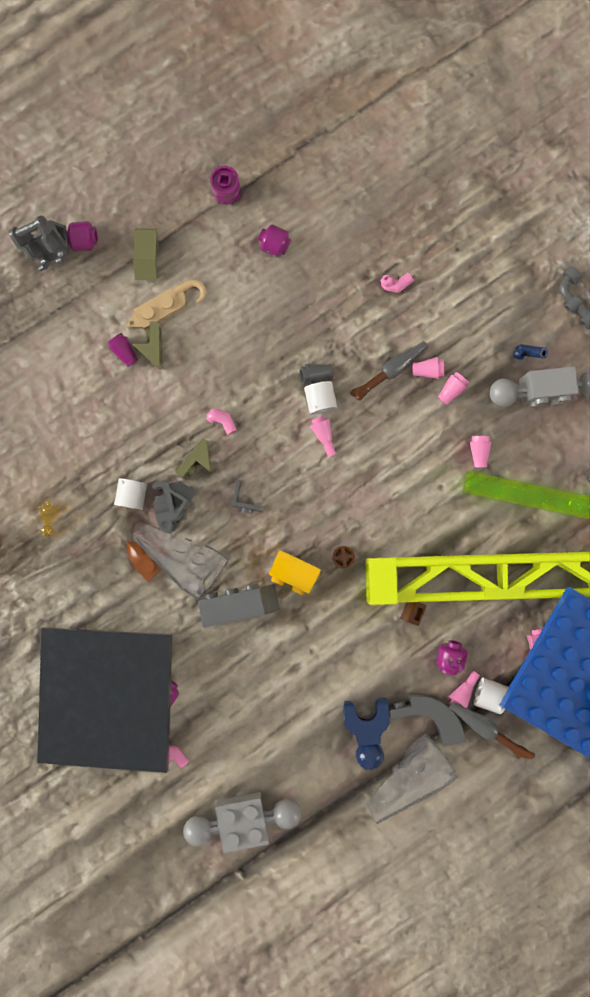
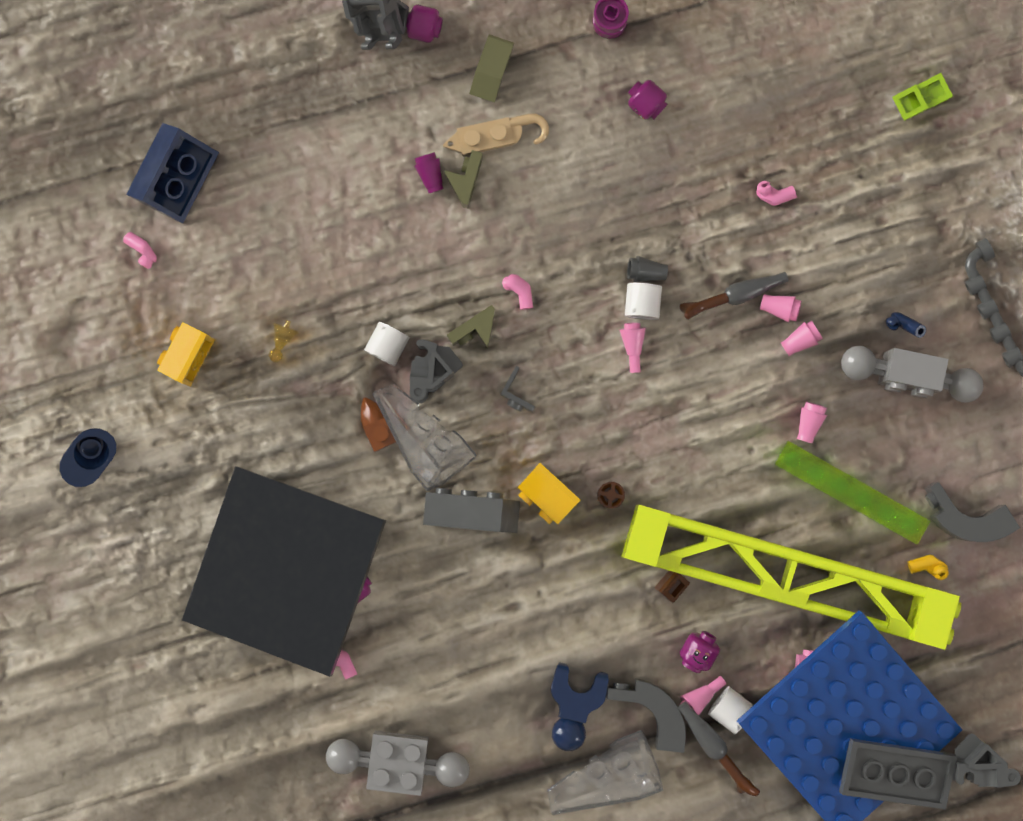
camera: 20 degrees right, 0 degrees up
(486, 173) = (922, 97): none -> lime slope

